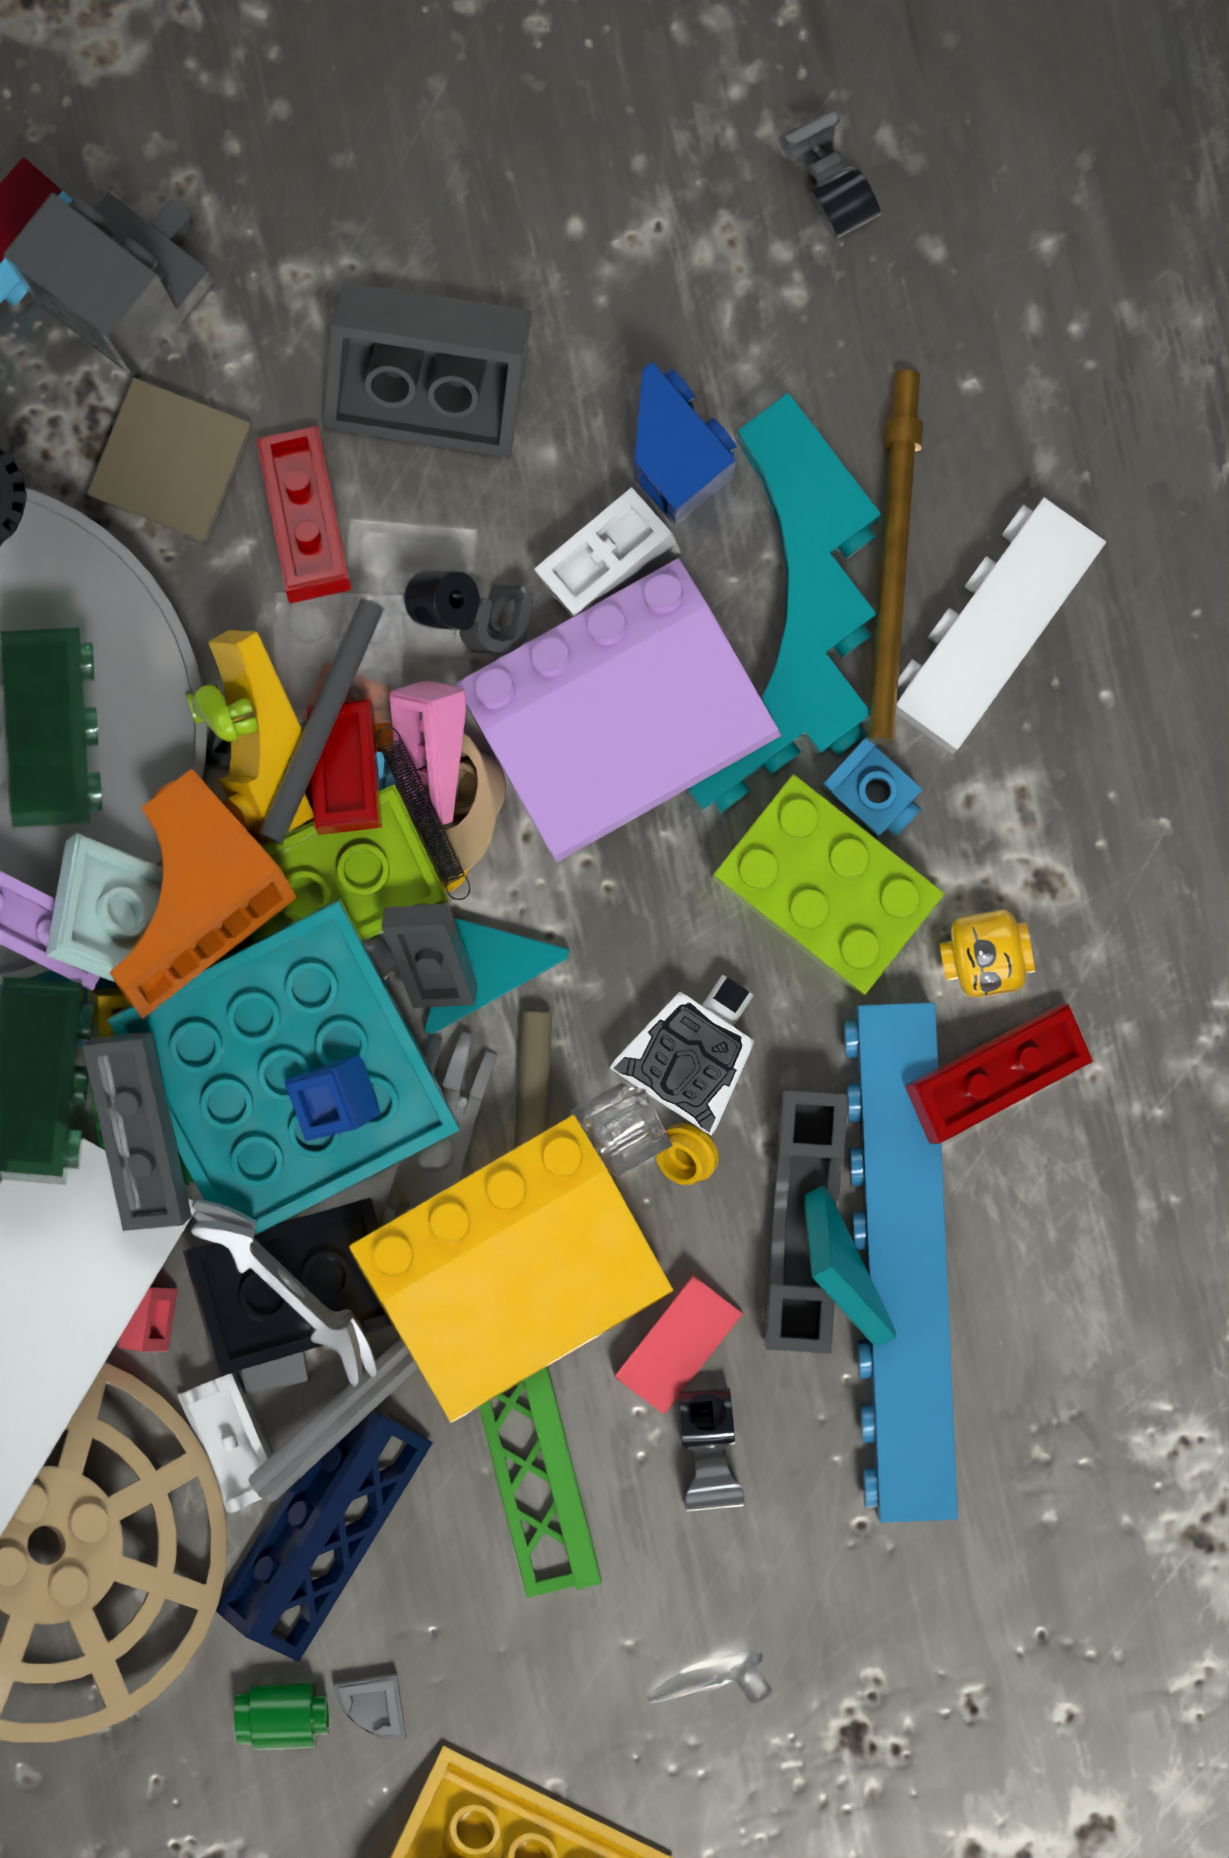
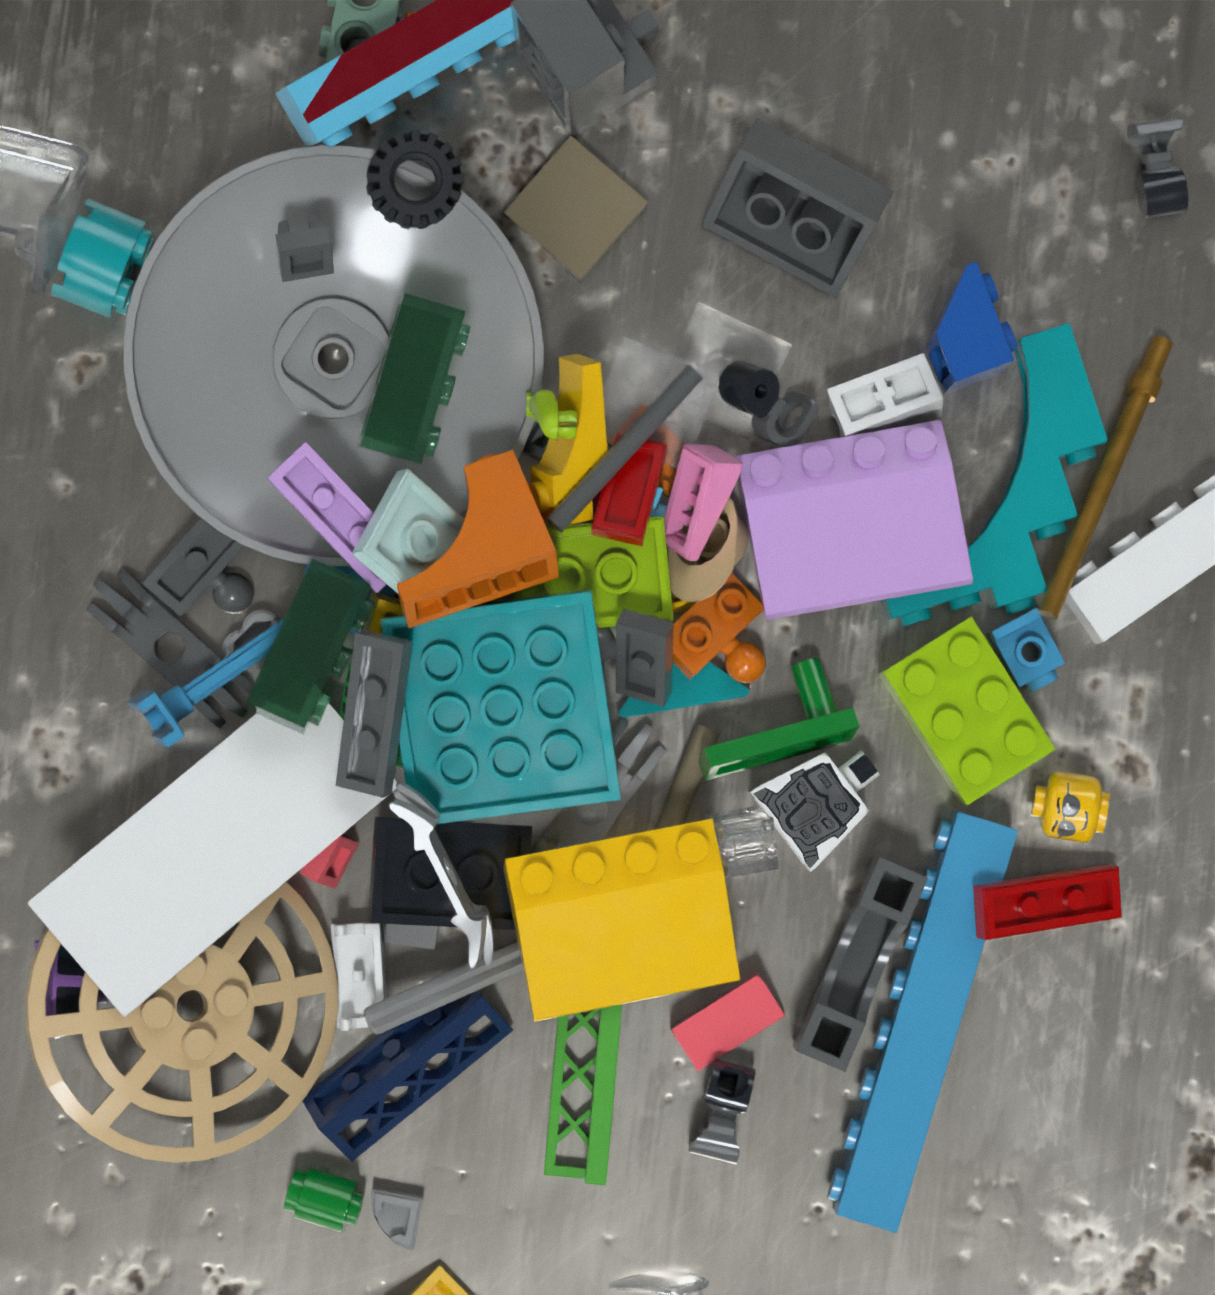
camera: 15 degrees right, 0 degrees up
(303, 514) = (665, 286): red tile -> none
(333, 1098) = (532, 741): blue slope -> none
(425, 808) = (672, 559): black piece -> none
(502, 893) = (713, 628): none -> orange plate
(667, 967) = (821, 730): none -> green piece
(690, 1157) = (788, 882): yellow plate -> none
(841, 1270) = (875, 1009): teal tile -> none

